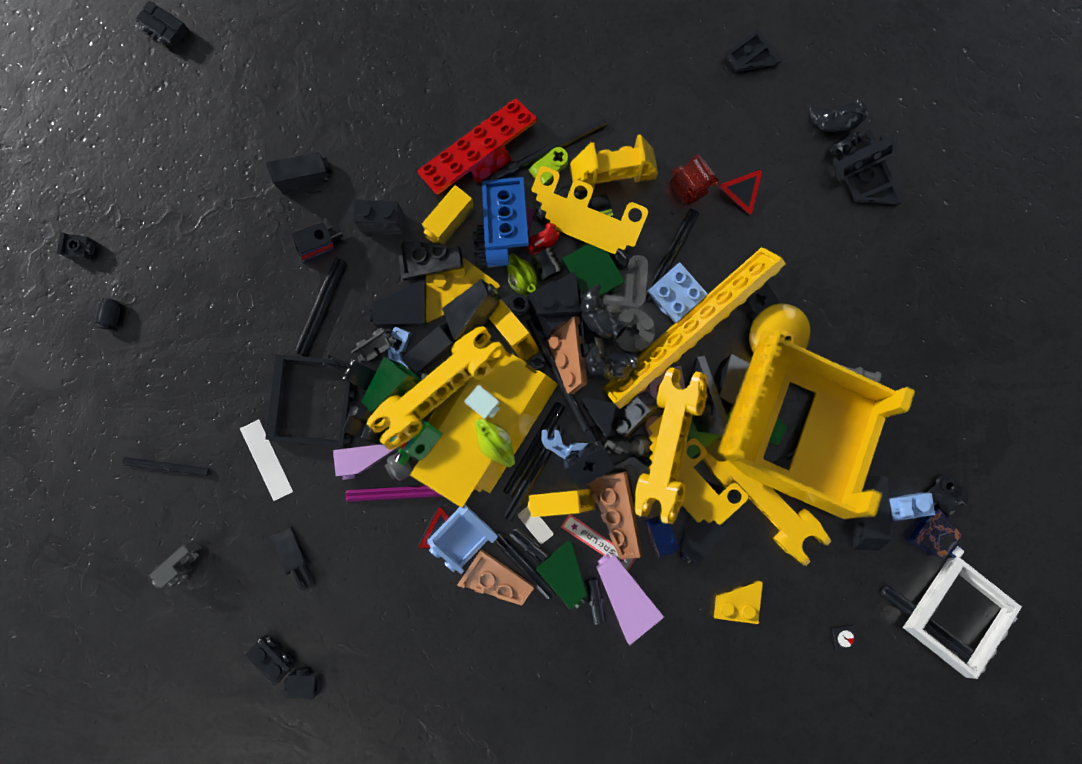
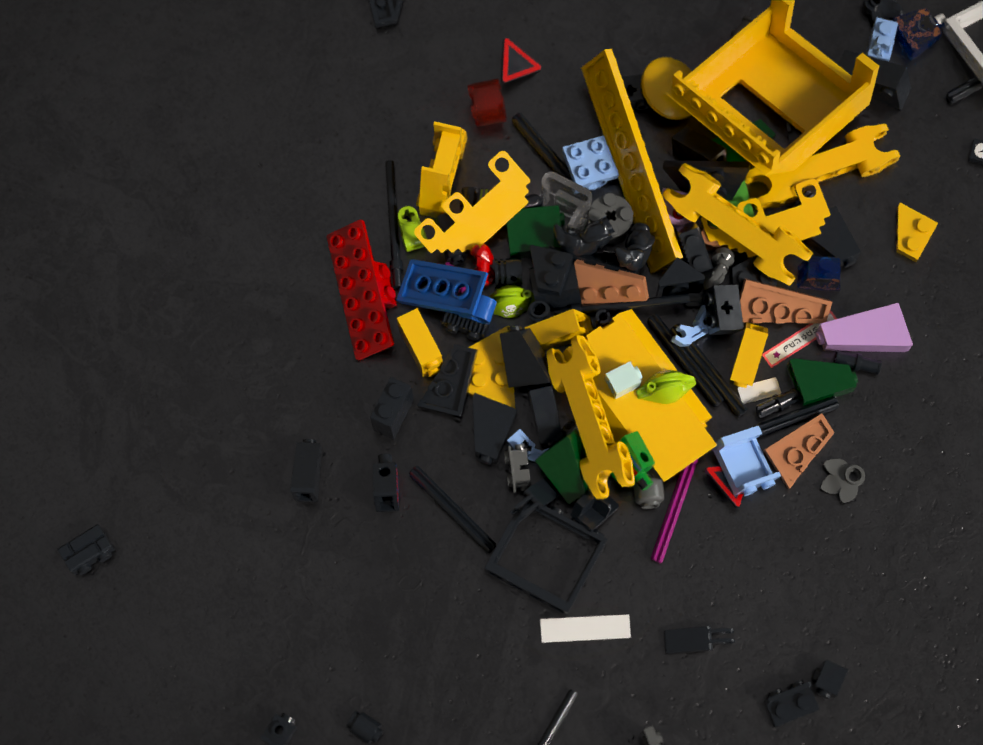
camera: 65 degrees left, 10 degrees down
(358, 459) = (625, 531): lavender slope -> none
(482, 625) = (839, 479): none -> dark grey plate

